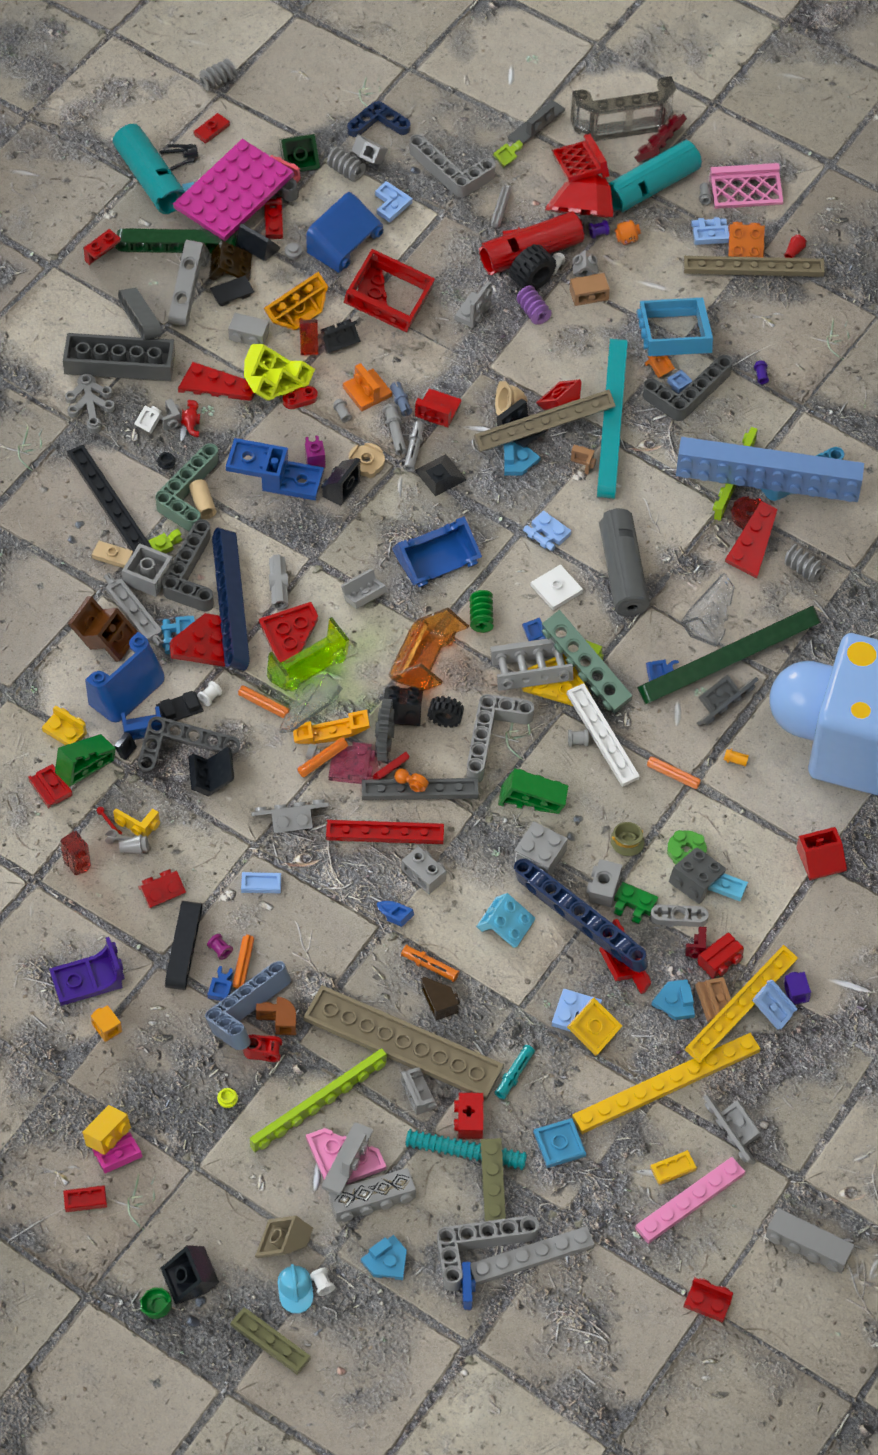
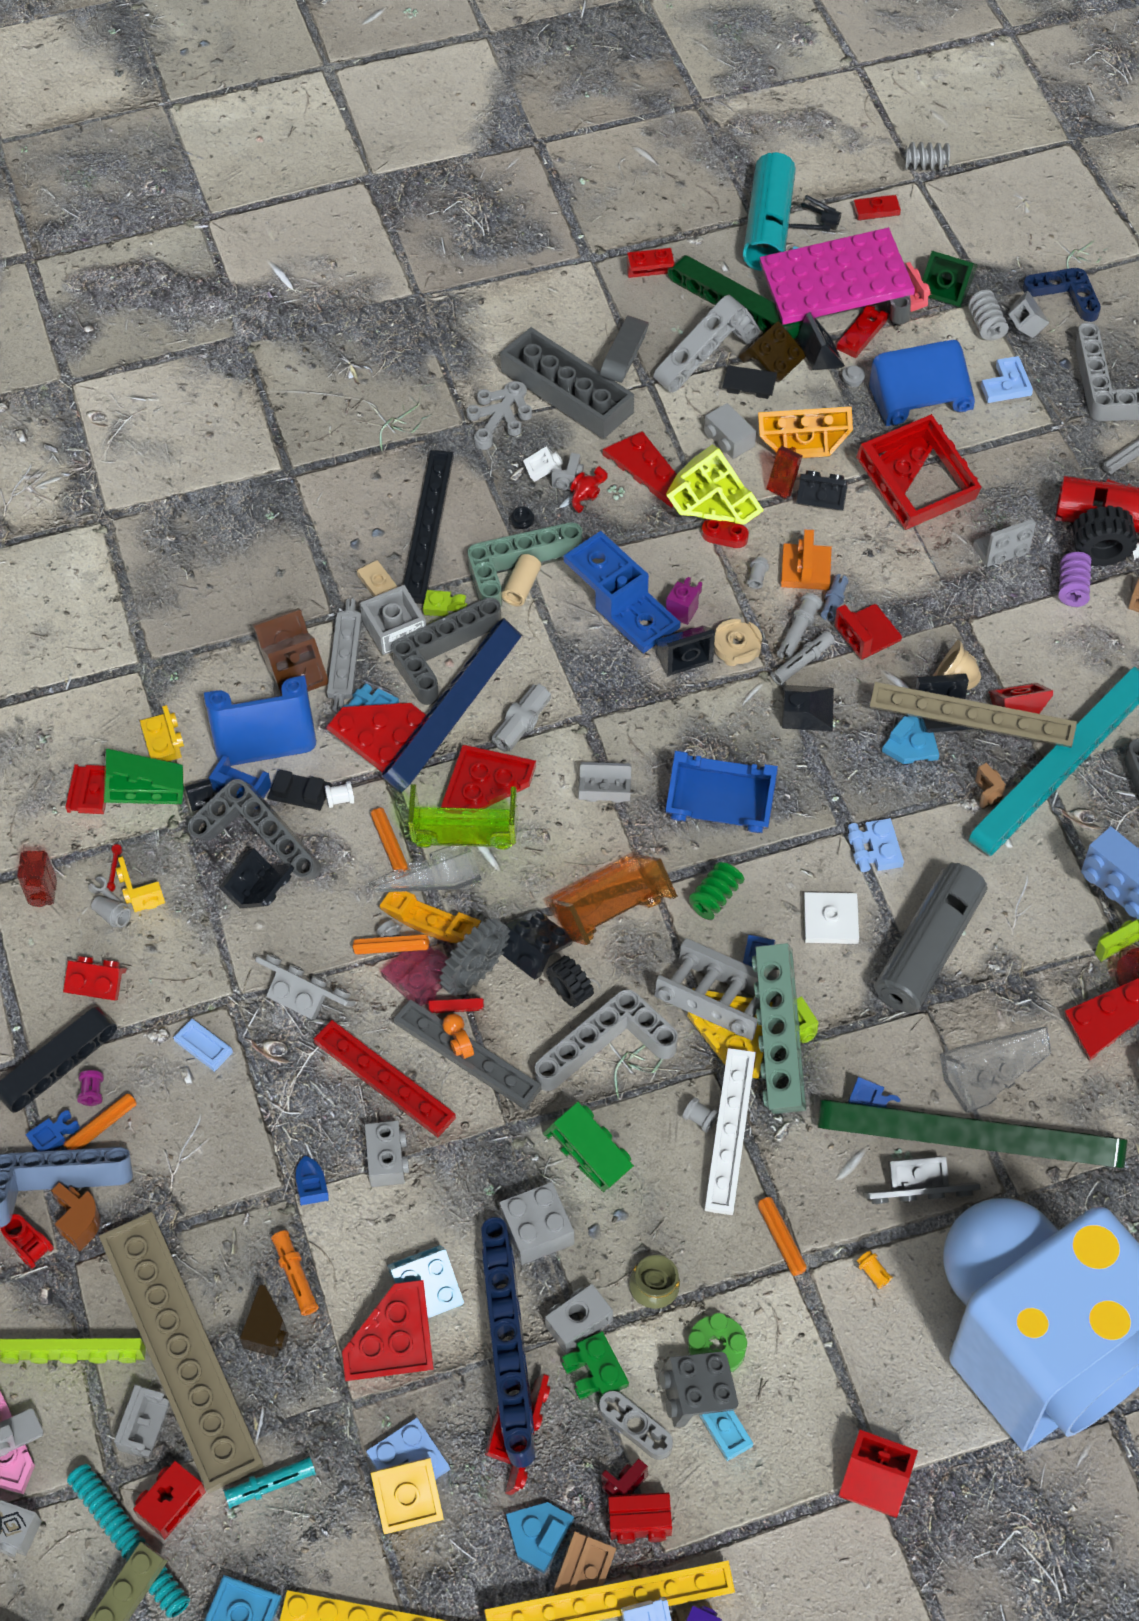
camera: 40 degrees right, 0 degrees up
(516, 956) = (392, 1337): none -> red plate

